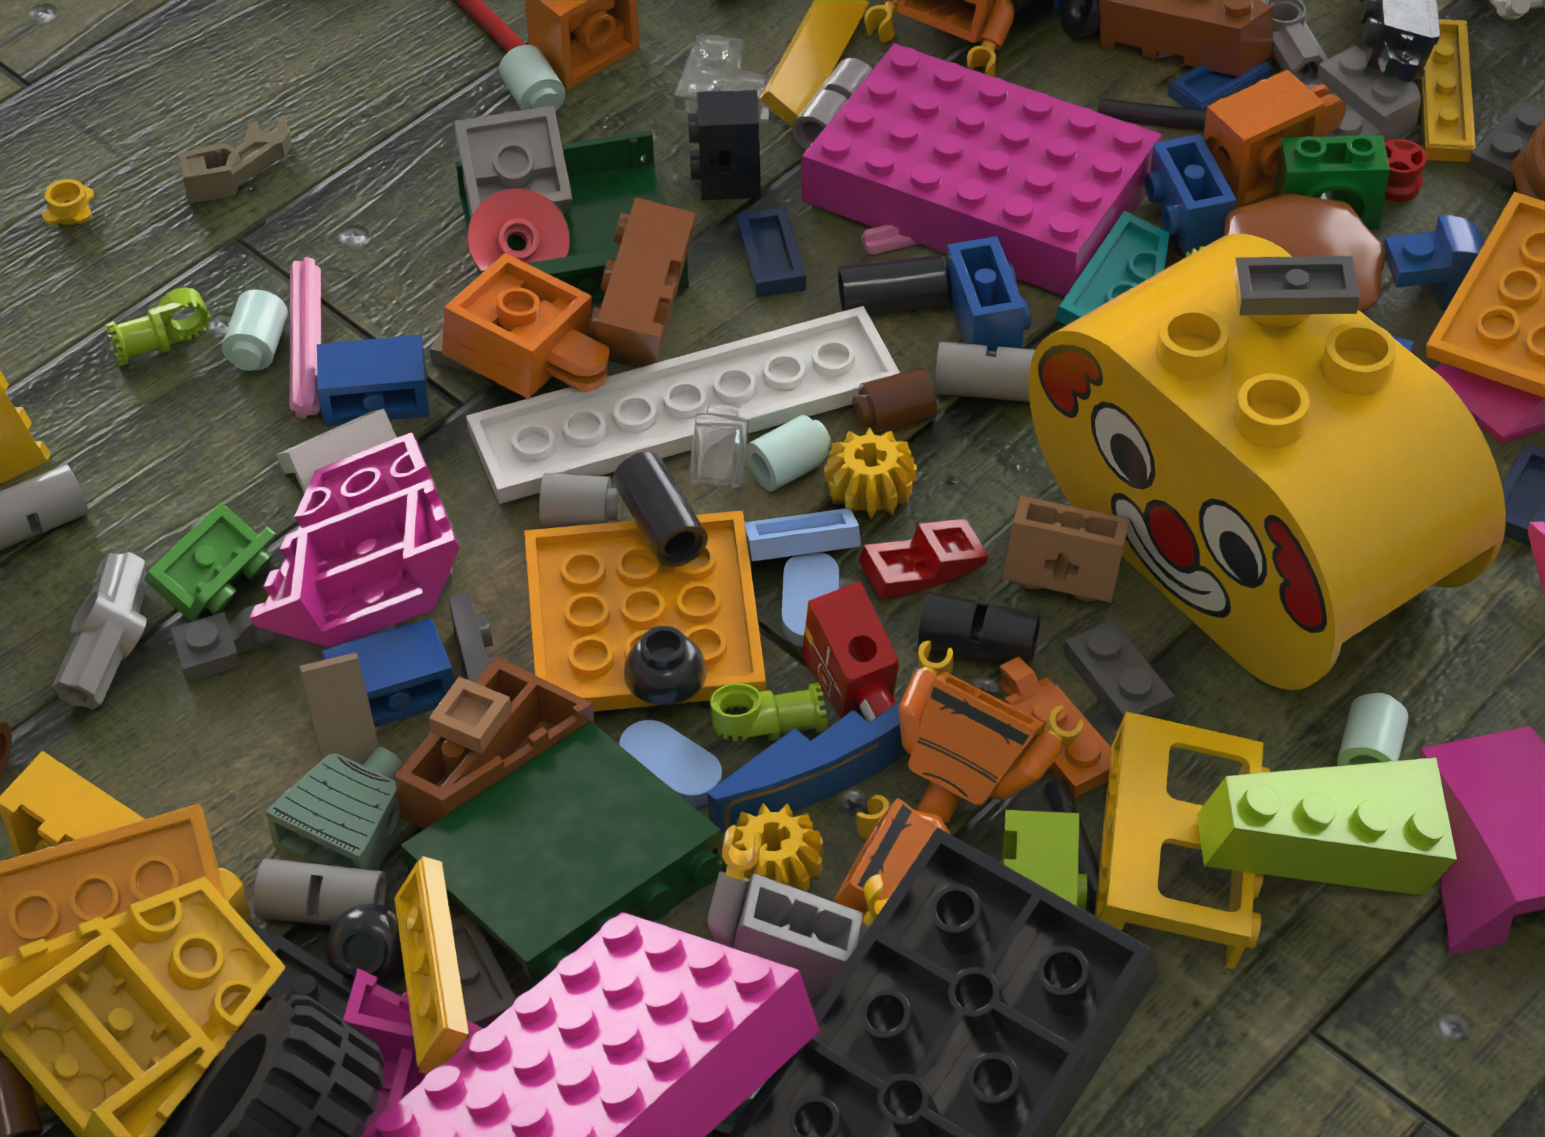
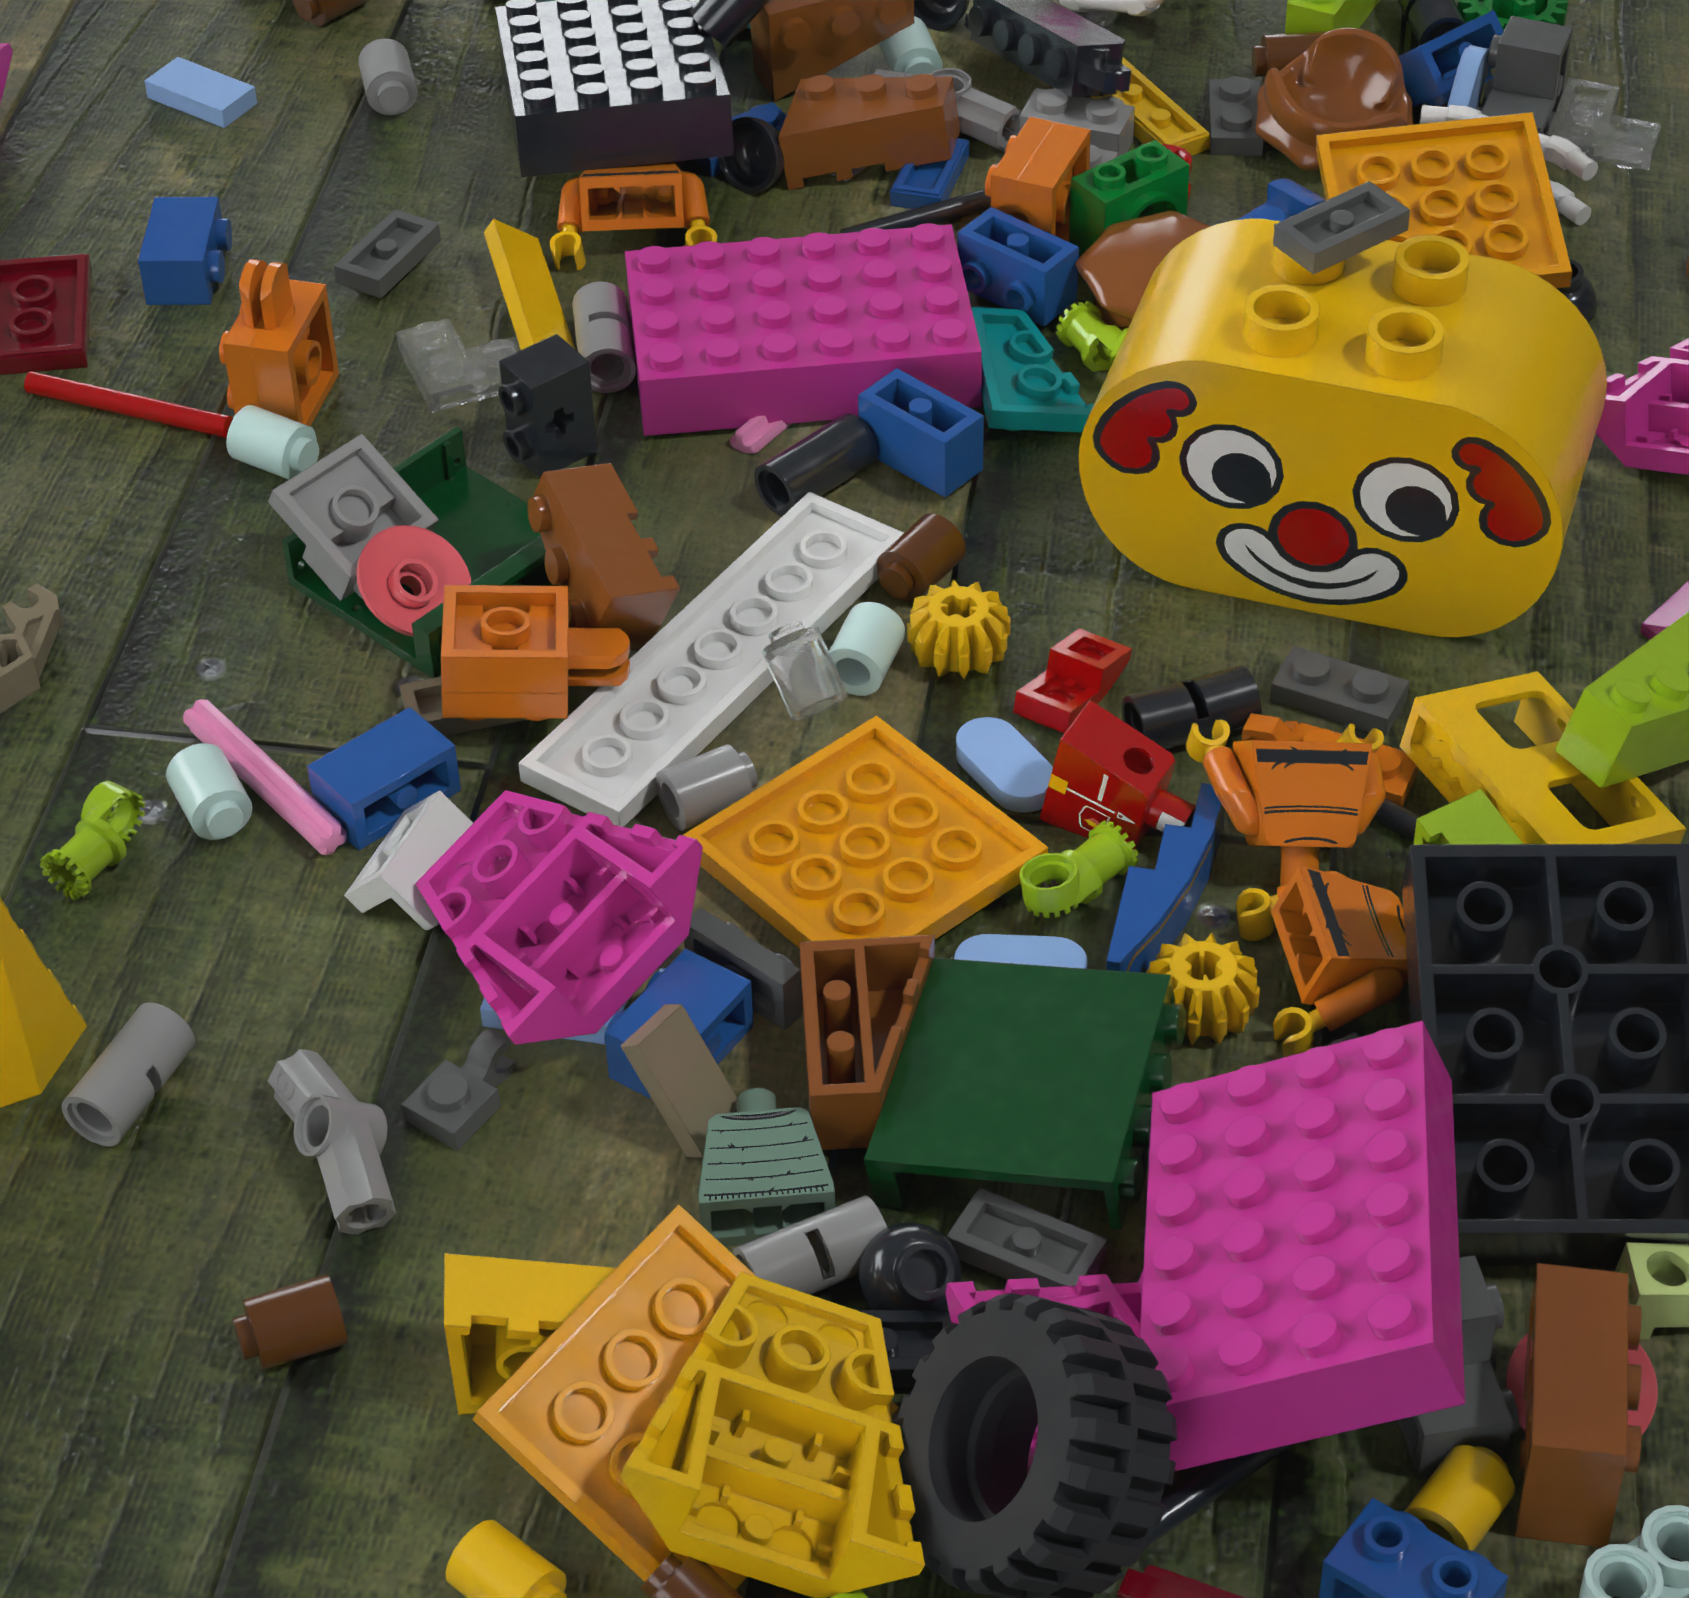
camera: 35 degrees left, 5 degrees down
(209, 561) = (388, 1023): bright green bracket -> none
(430, 965) = (1023, 1235): yellow tile -> none
(470, 715) = (843, 997): medium nougat plate -> none
(660, 509) = (812, 744): black pin -> none
(664, 667) = (947, 879): black piece -> none
(771, 252) = (666, 491): dark blue tile -> none
(785, 921) = (1316, 1008): light grey torso -> none
(802, 534) = (952, 708): light blue tile -> none
(980, 373) = (986, 493): light grey pin -> none
(1048, 530) = (1207, 604): medium nougat brick -> none
(1373, 730) = (1603, 626): light aqua brick -> none

